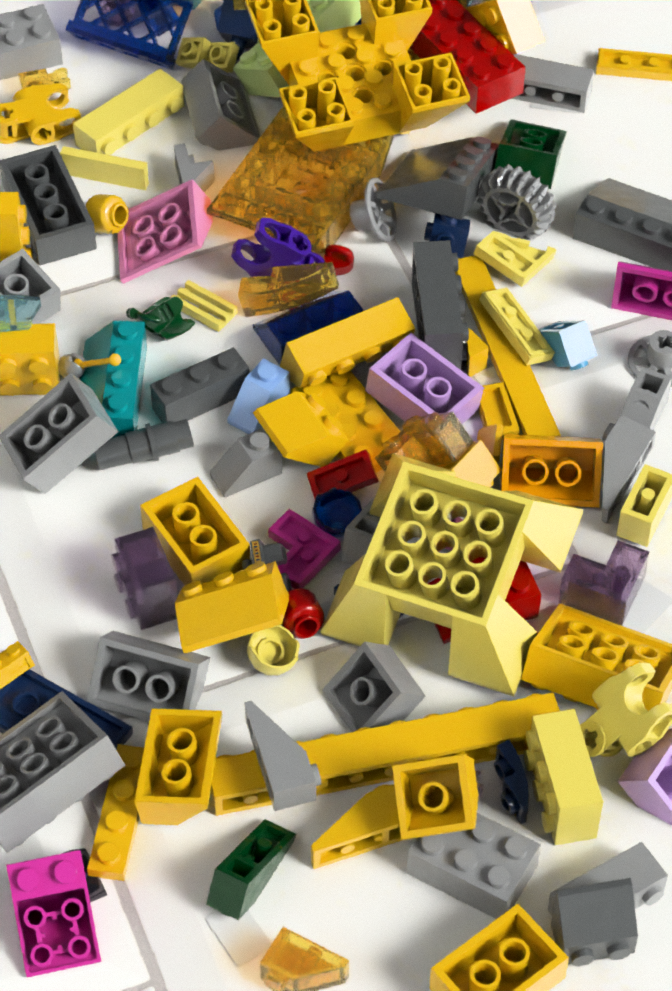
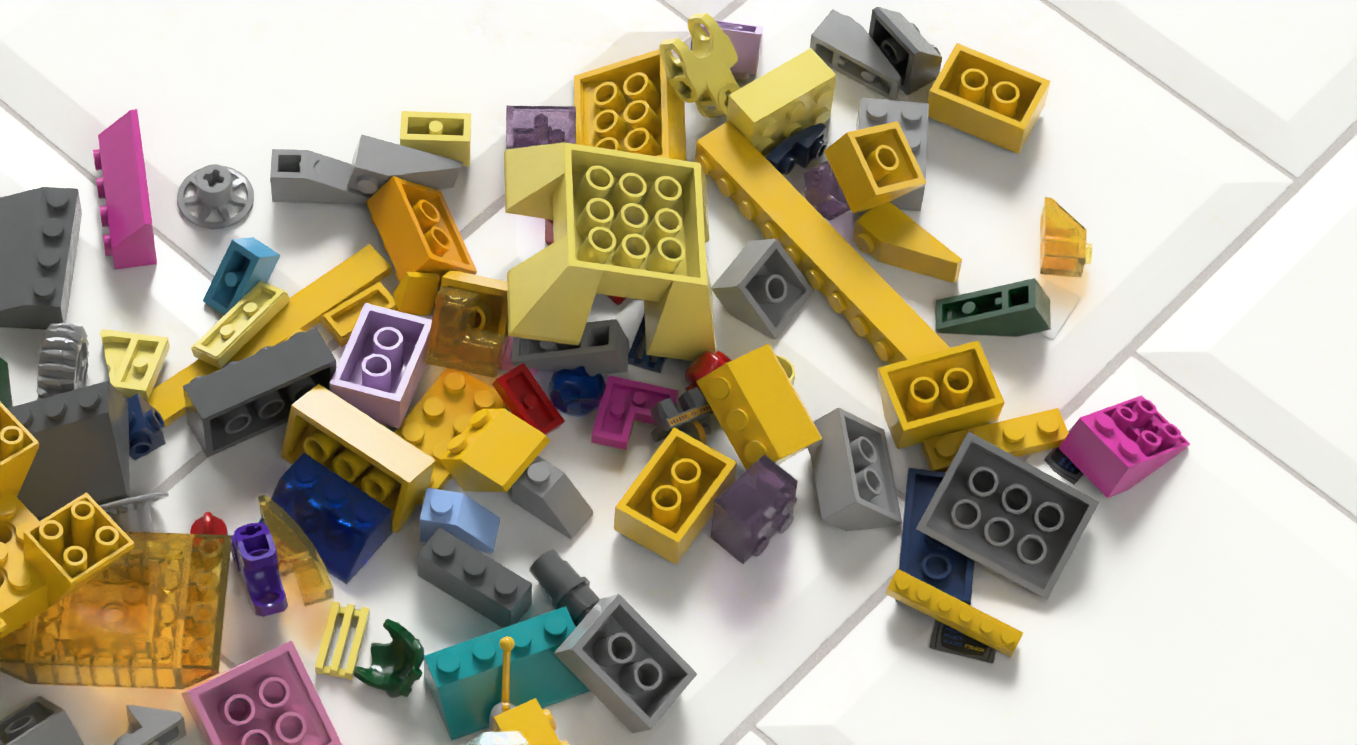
camera: 120 degrees left, 5 degrees up
(281, 760) = (907, 297): light grey slope -> none

